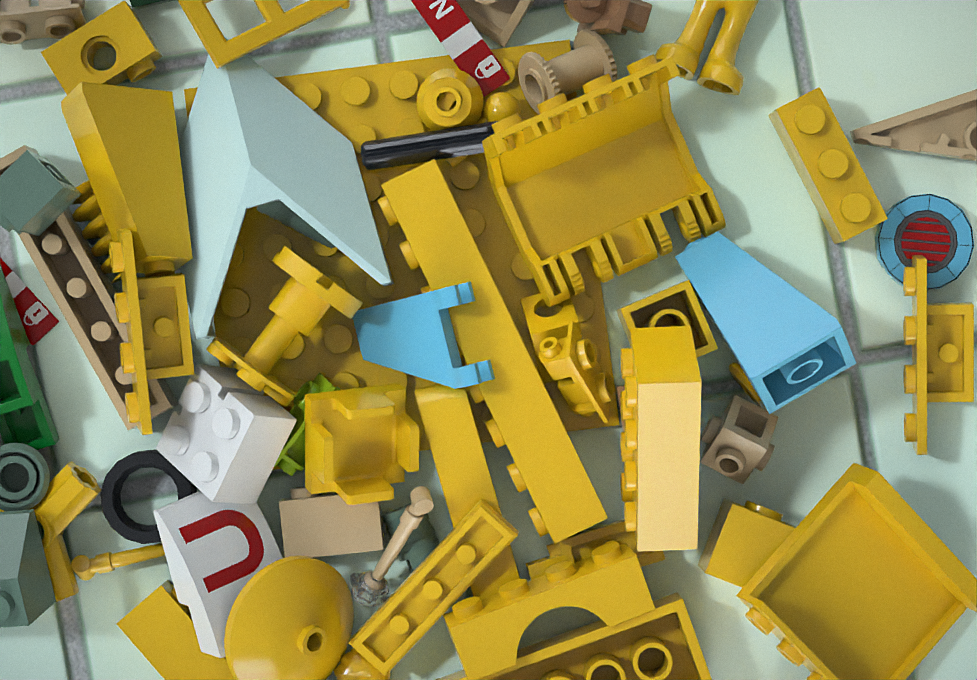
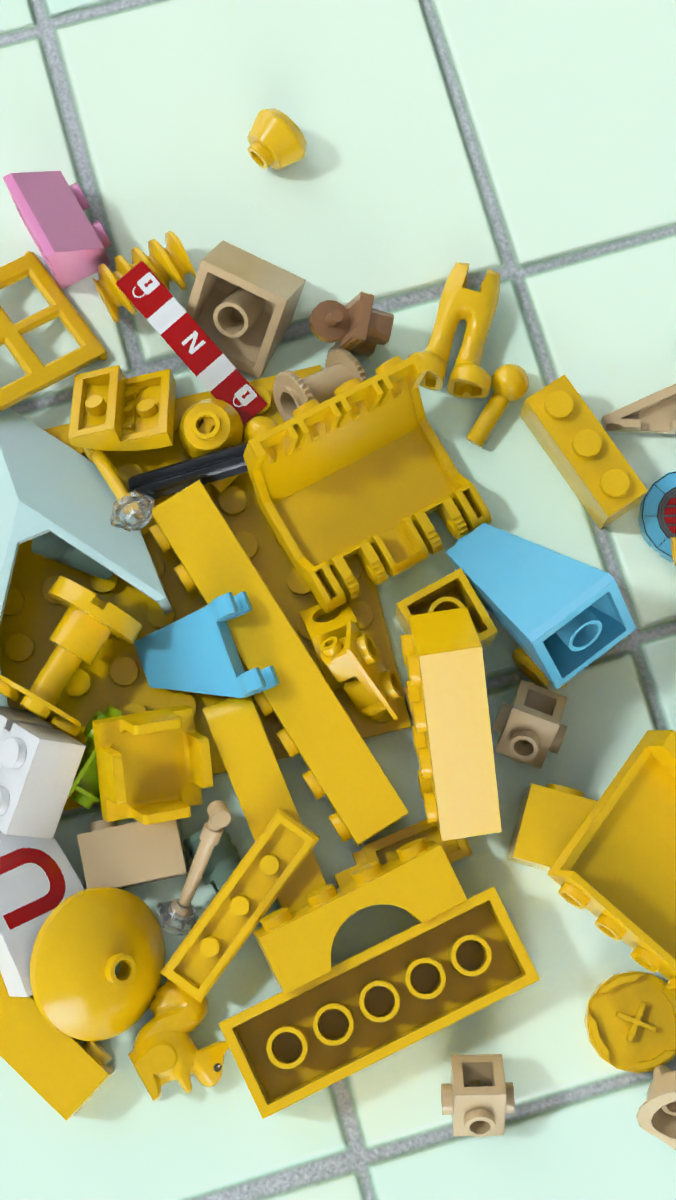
camera: 10 degrees left, 10 degrees down
(361, 70) = (122, 411): none -> yellow slope
(363, 185) = (132, 509): none -> clear piece
(760, 84) = (508, 384): none -> yellow bar

